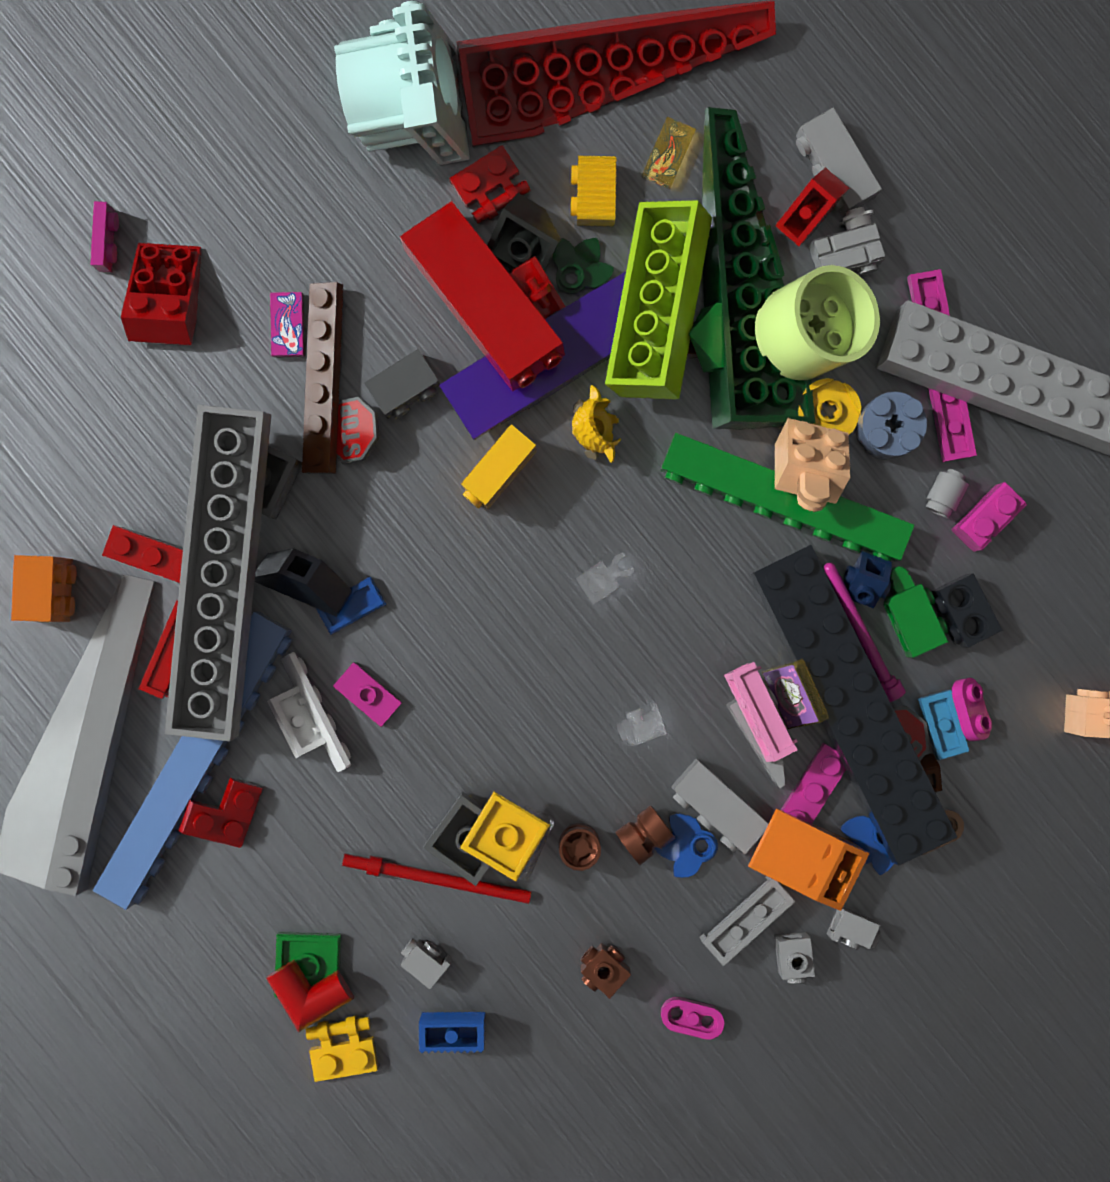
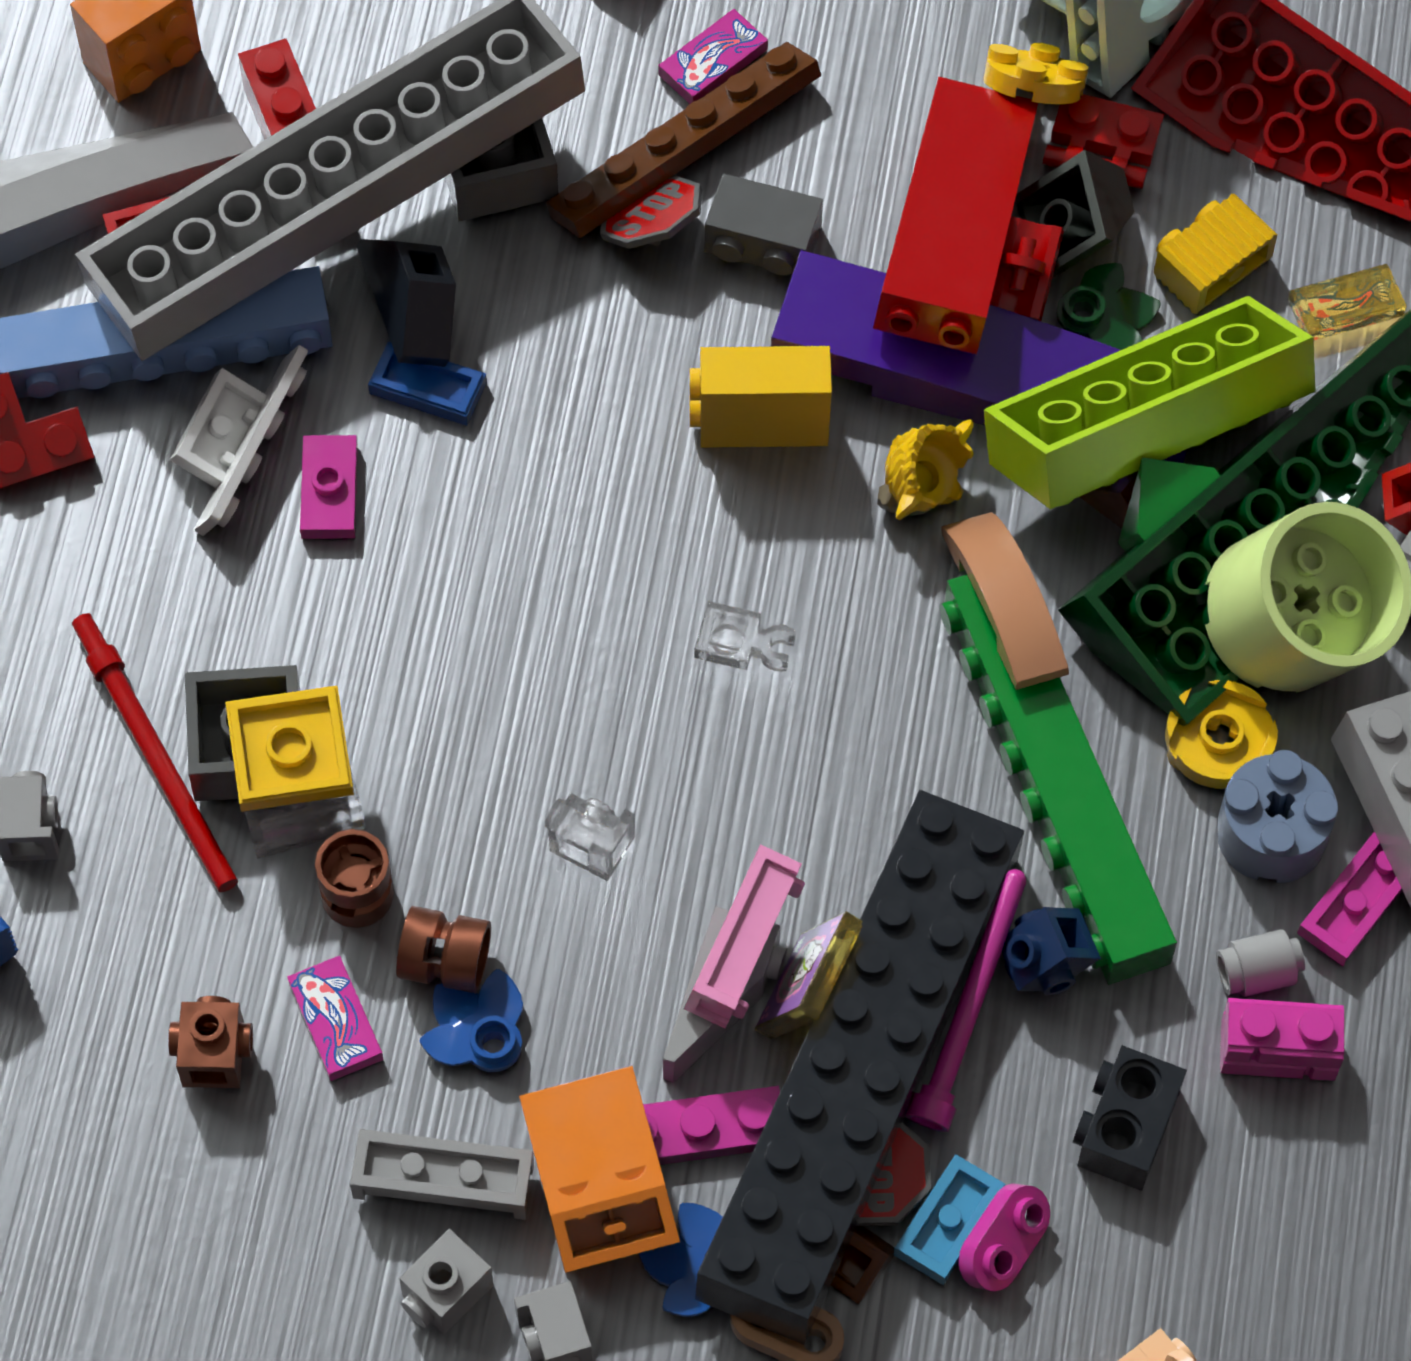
camera: 50 degrees right, 25 degrees down
(433, 187) = (1035, 71): none -> yellow plate
(632, 902) = (335, 1018): none -> tile
(691, 449) = (1009, 597): none -> nougat slope
(691, 1017) = (240, 1223): dark pink plate -> none
(719, 807) = (566, 1006): light grey brick -> none
(812, 463) = (1130, 743): light nougat brick -> none
(913, 615) = (1057, 1053): green hinge -> none

